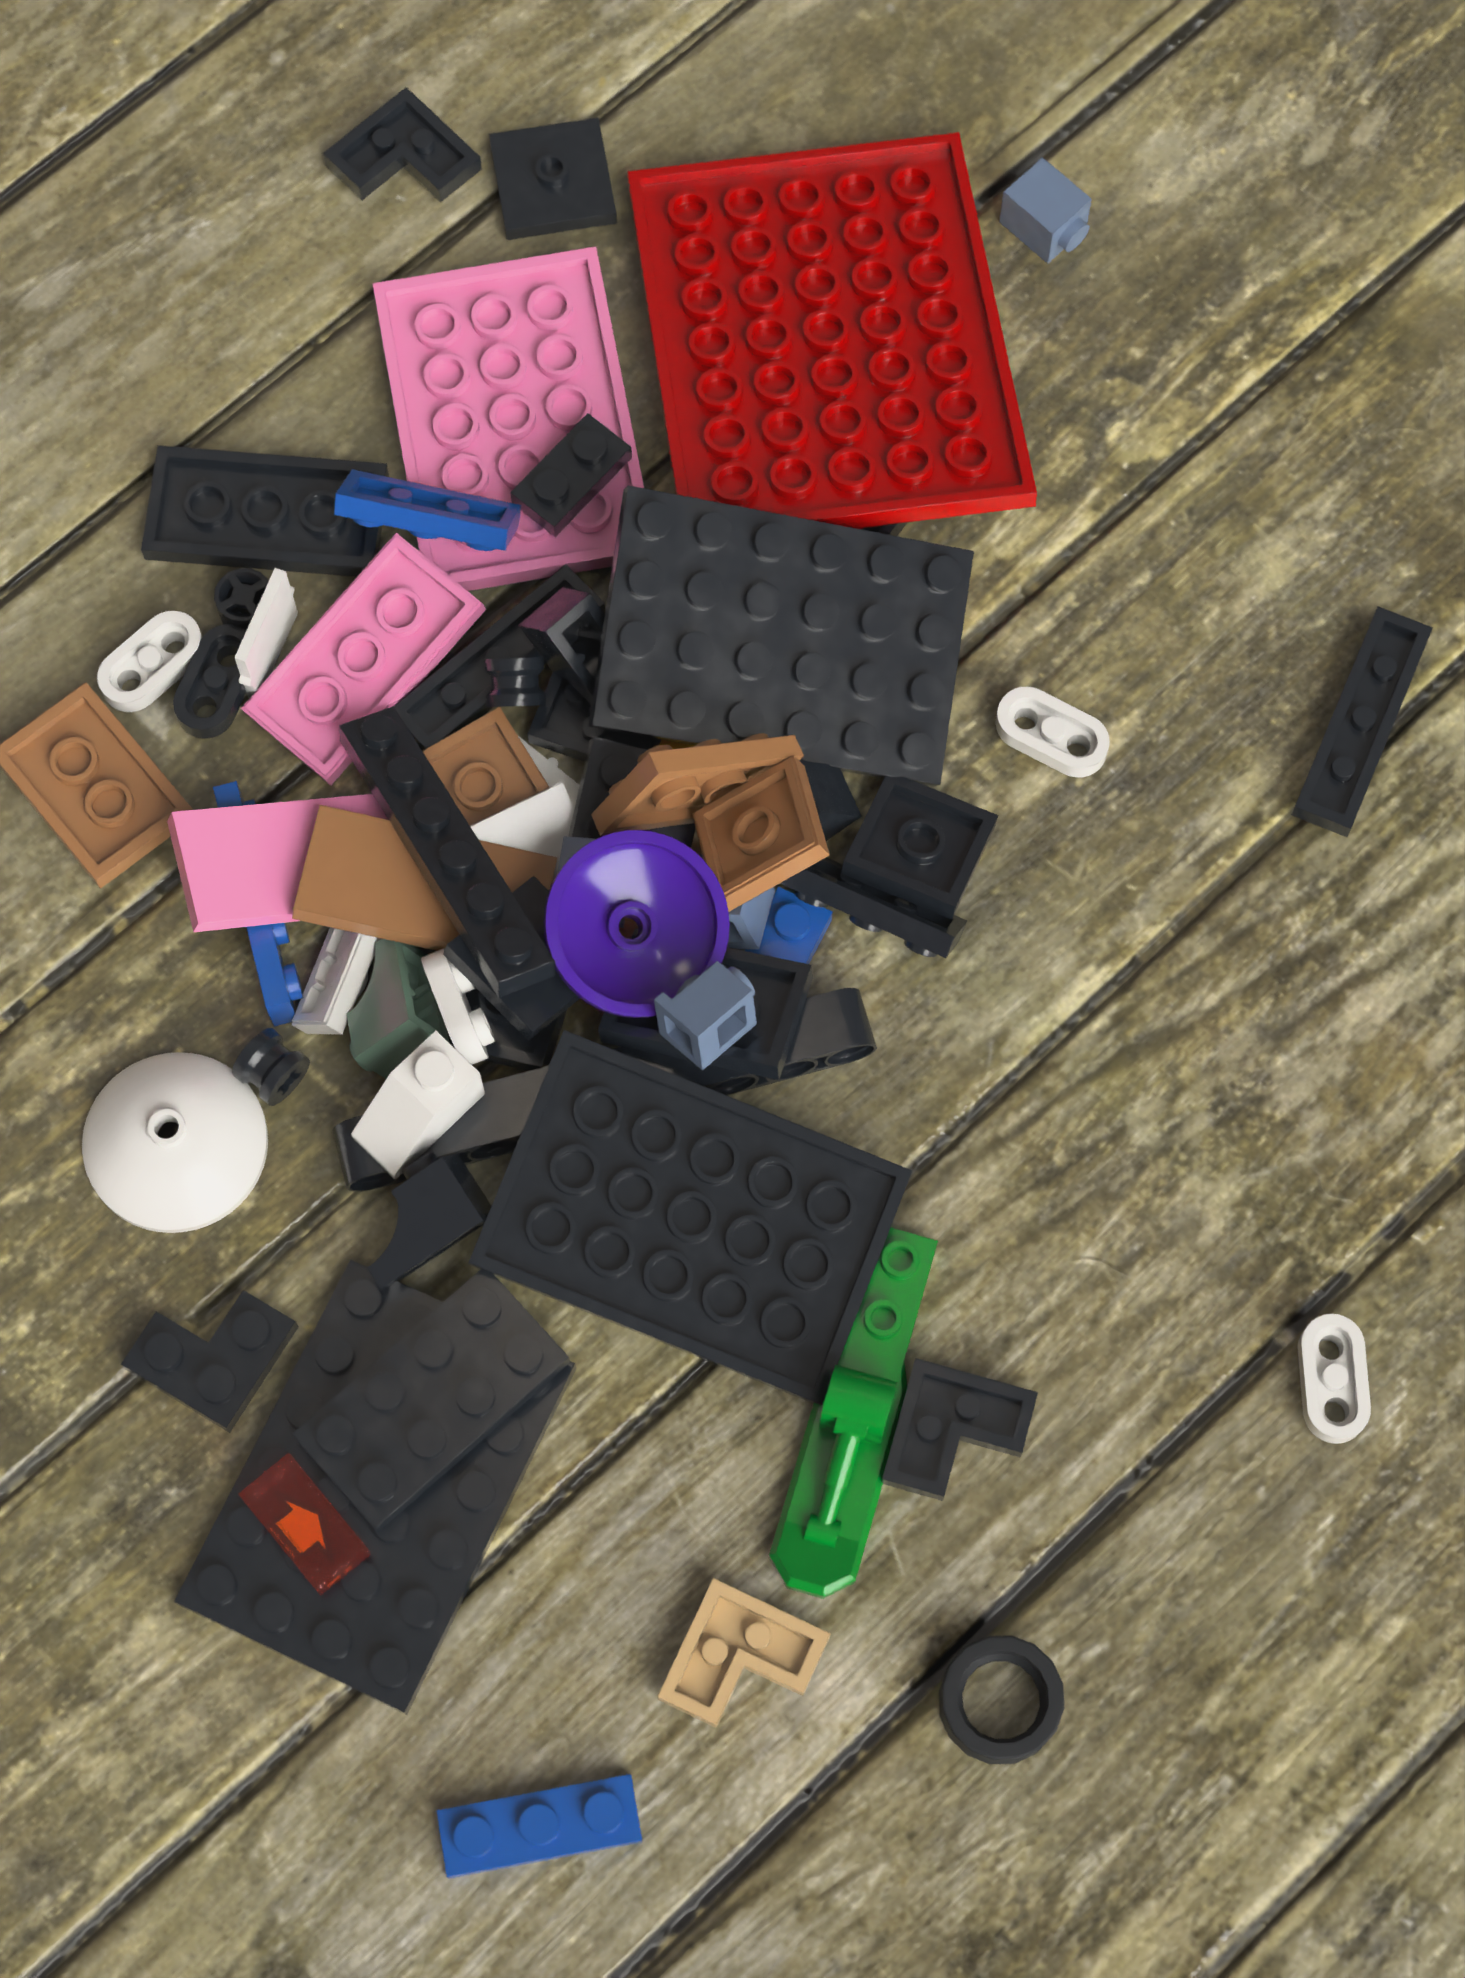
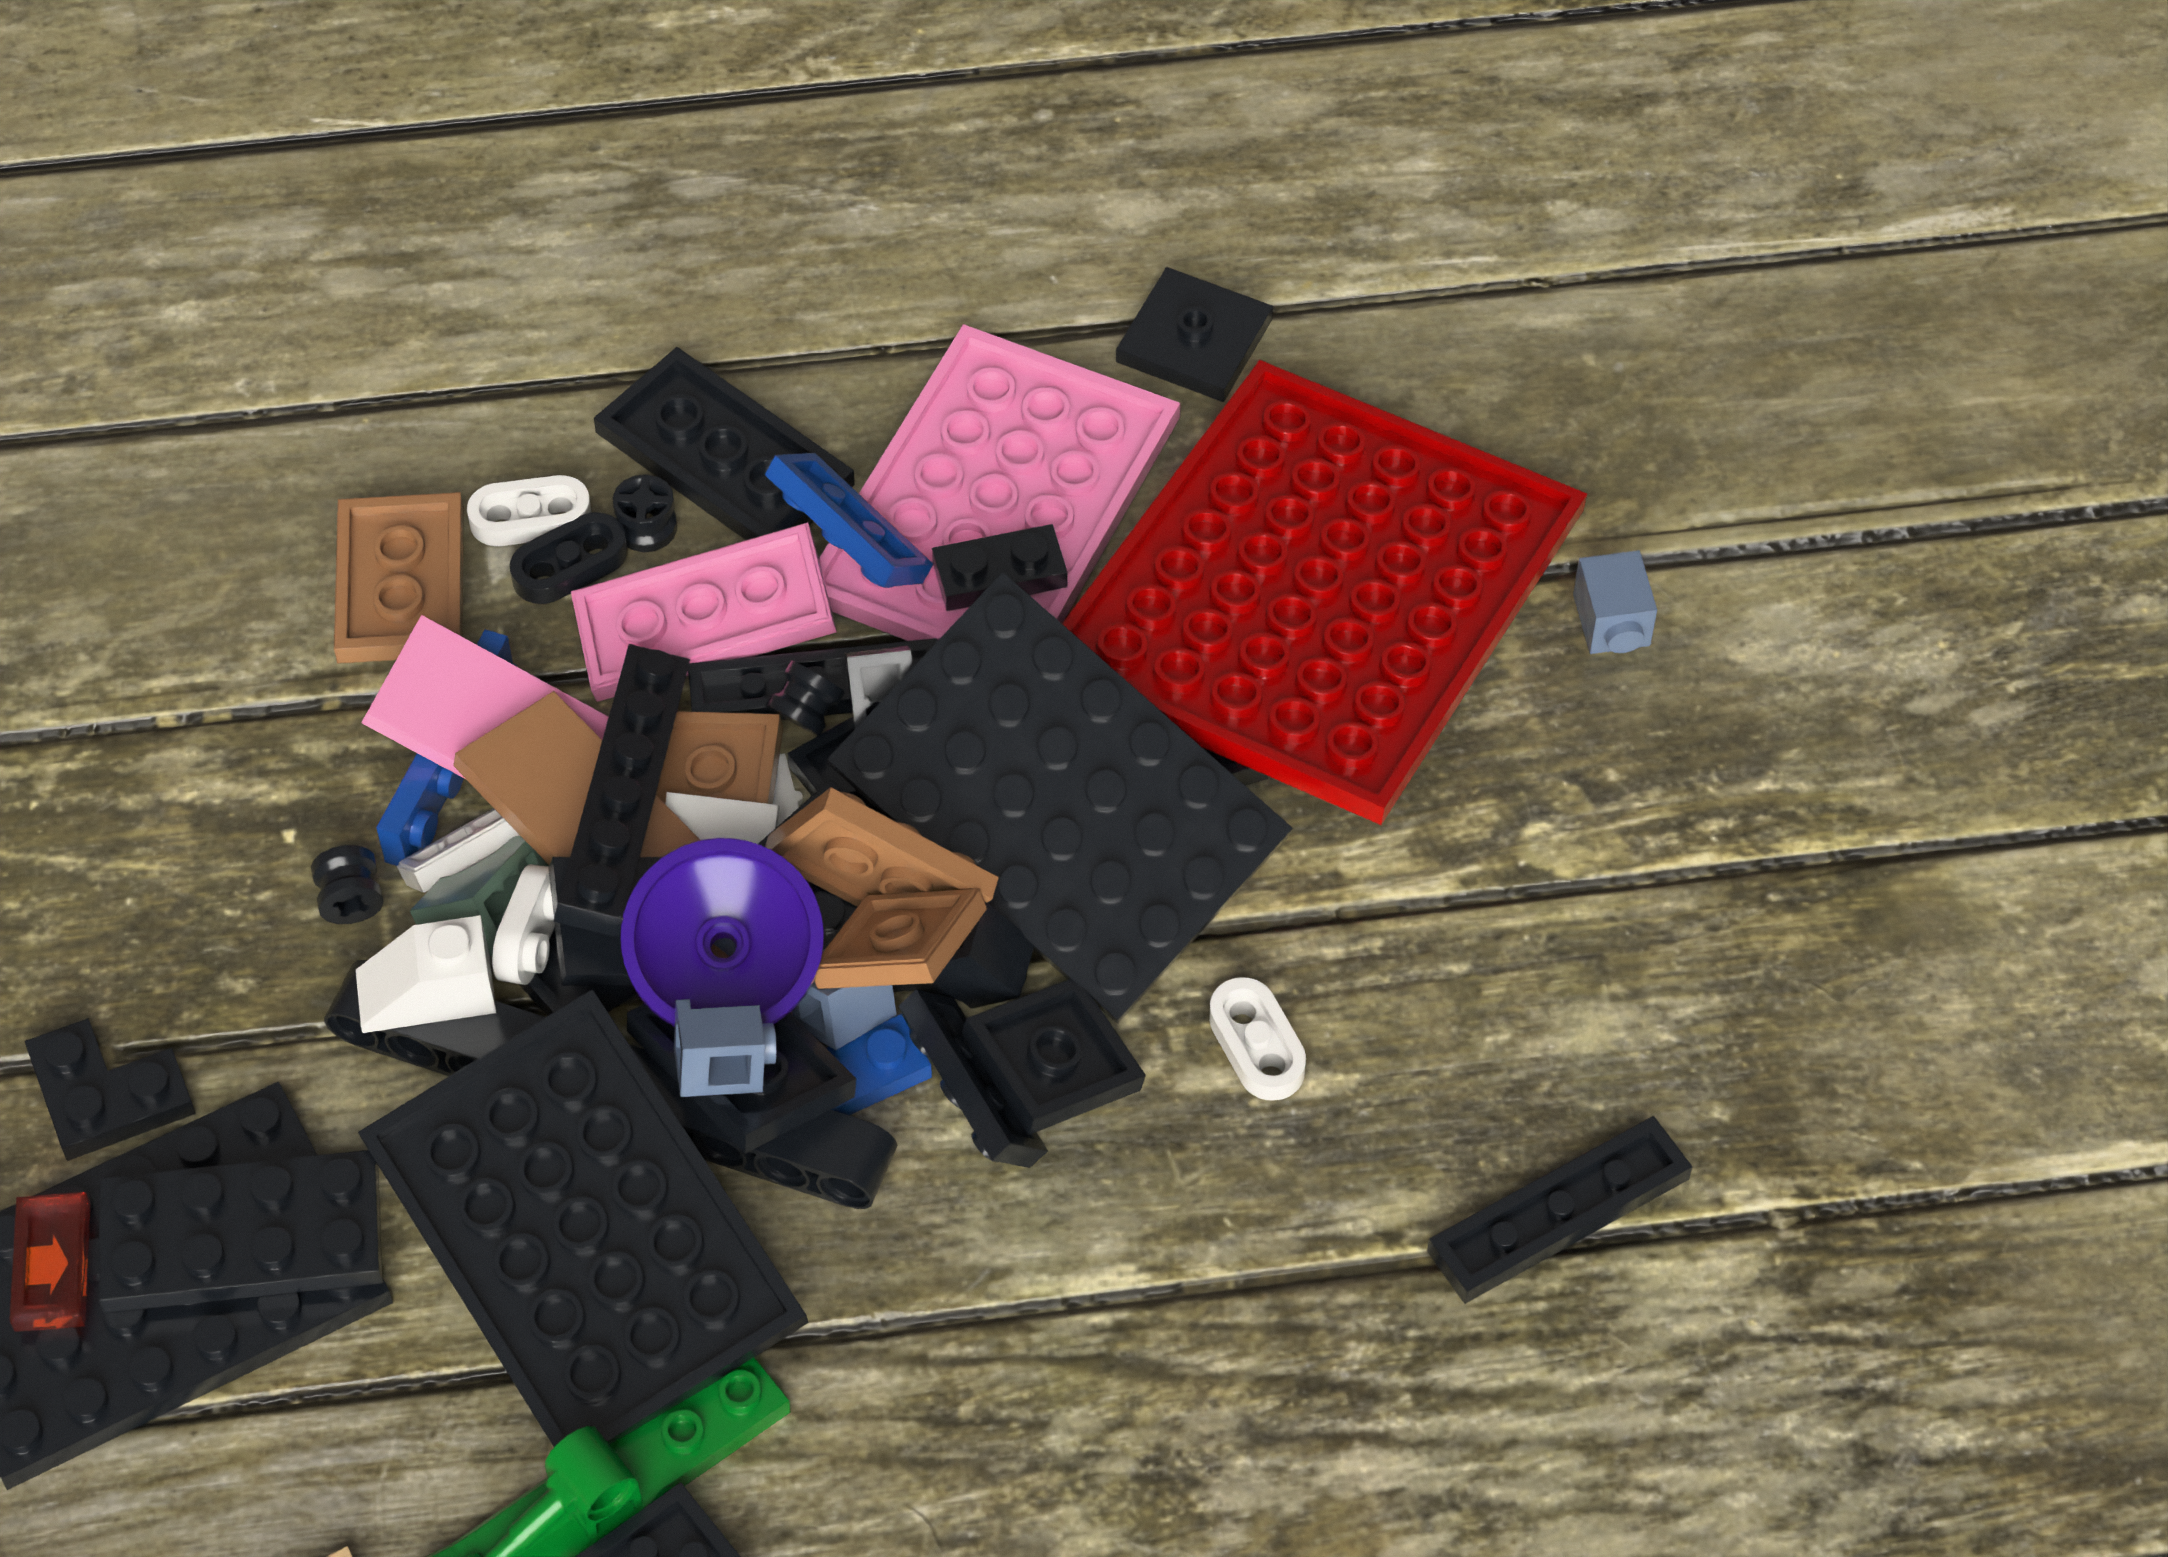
camera: 35 degrees right, 15 degrees down
(178, 1179) = (230, 925): white dish -> none
(266, 632) = (635, 537): white piece -> none
(399, 137) = (1084, 225): black plate -> none
(435, 1211) = (362, 1080): black arch -> none

